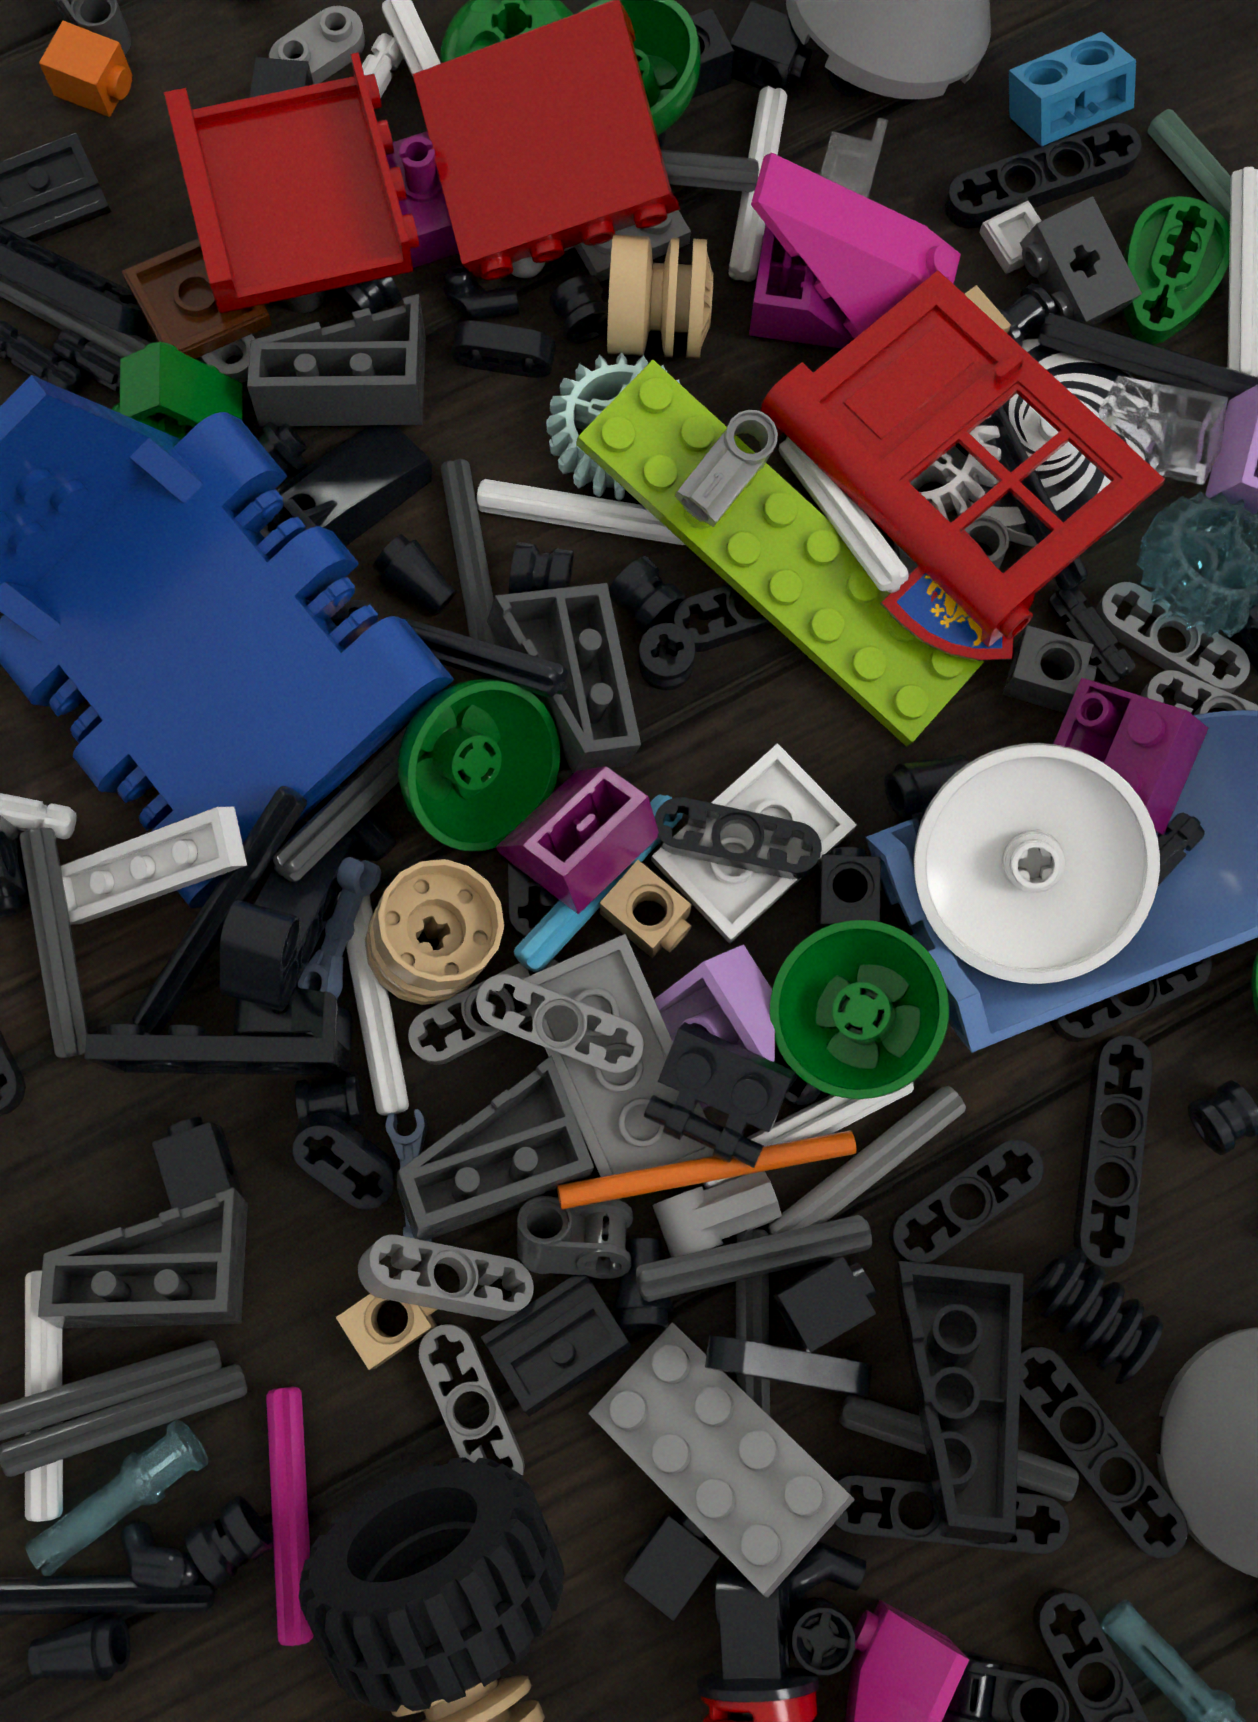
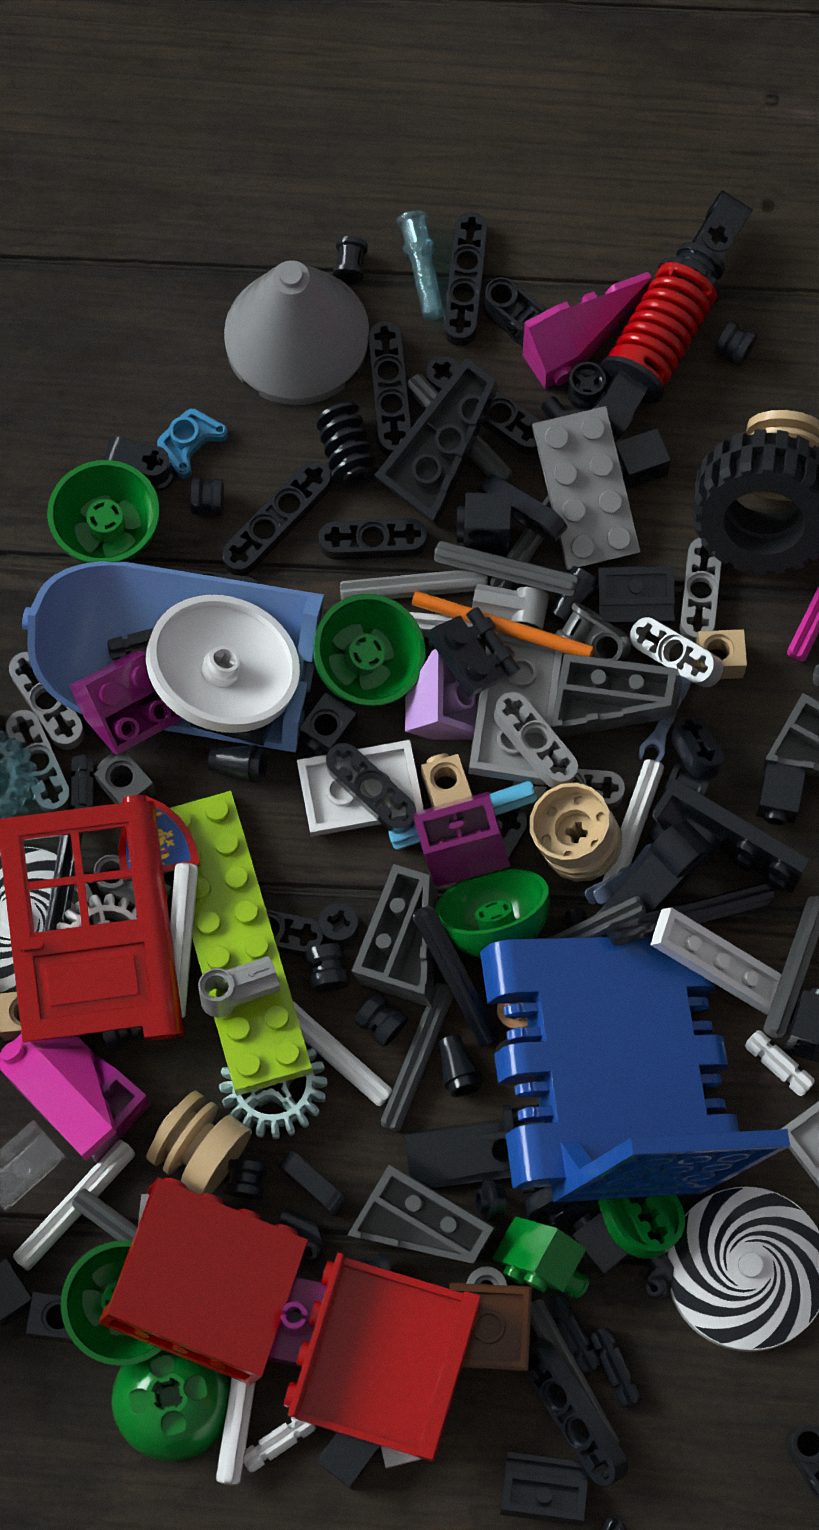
camera: 145 degrees left, 5 degrees down
(320, 45) = (297, 1493): light grey plate -> none

